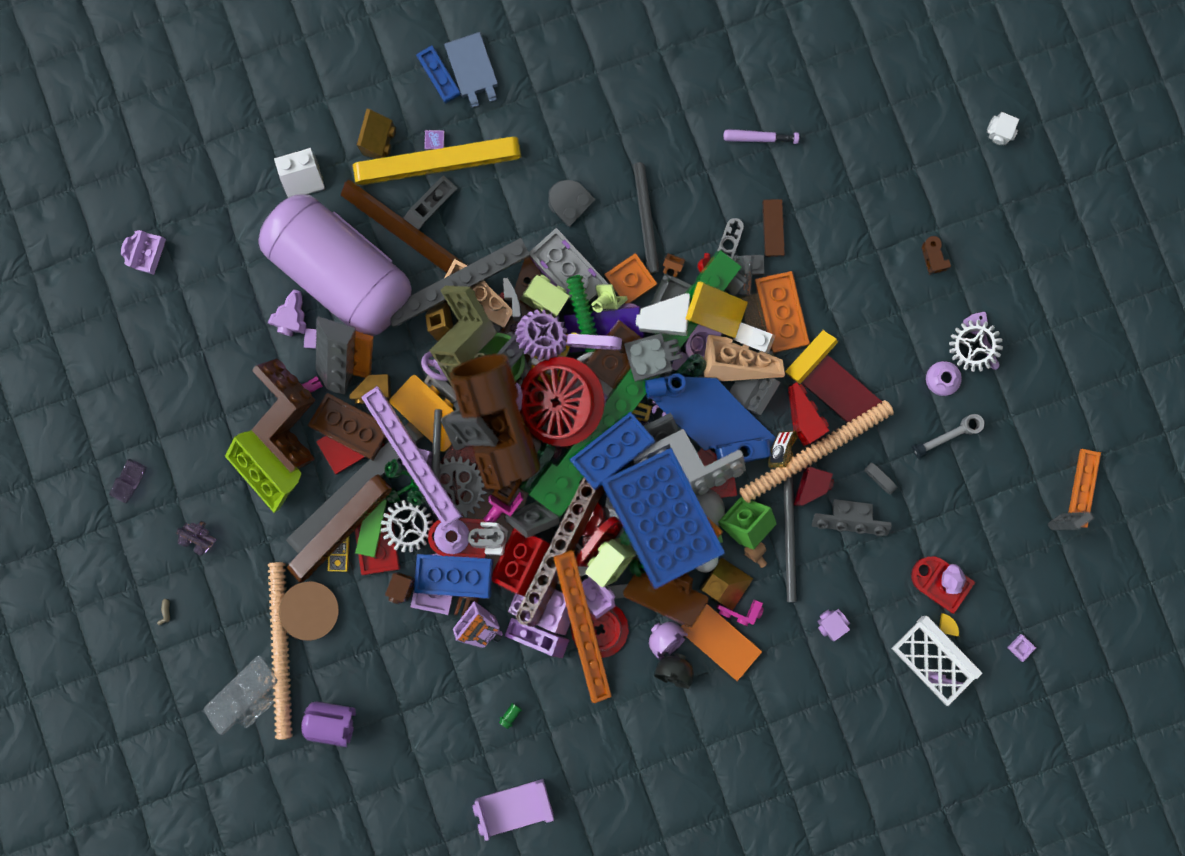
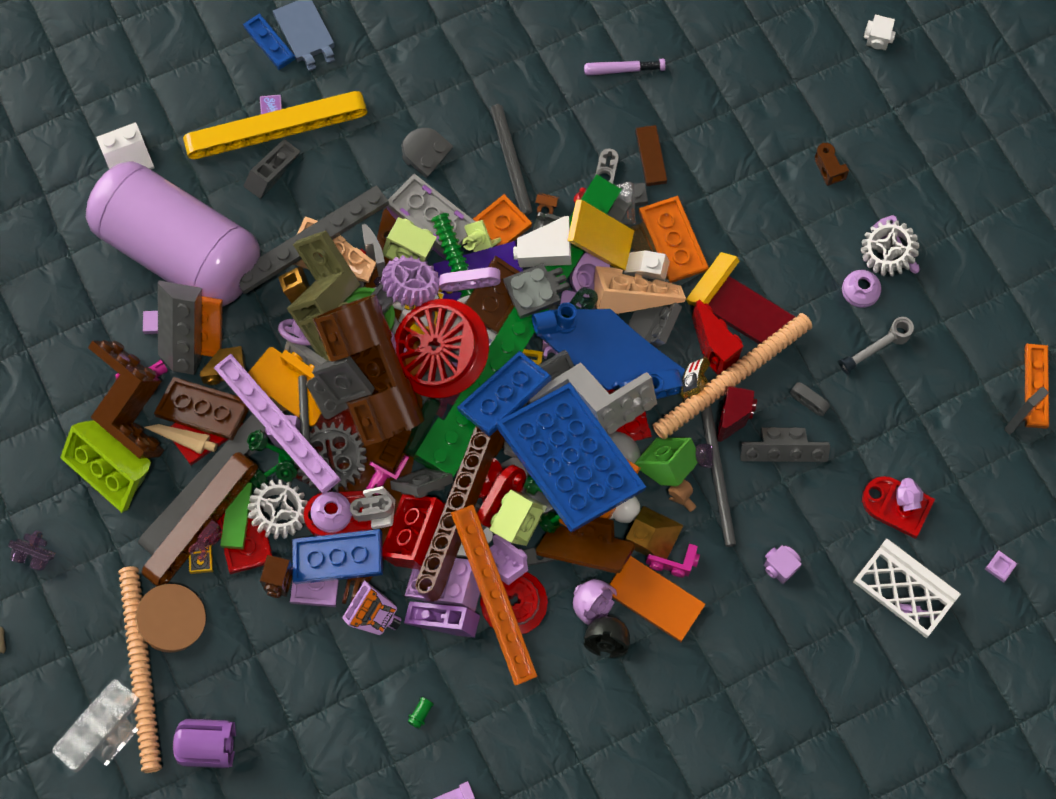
camera: 10 degrees left, 15 degrees down
(289, 316) = (125, 300): lavender rock -> none
(336, 453) = (189, 439): none -> tan bar
(346, 544) = (209, 536): none -> clear pink plate
(376, 135) = (206, 103): pearl gold slope -> none
(397, 226) = (237, 193): reddish brown tile -> none
(780, 520) = (704, 455): none -> clear purple tile
(948, 625) = (914, 549): yellow tile -> none

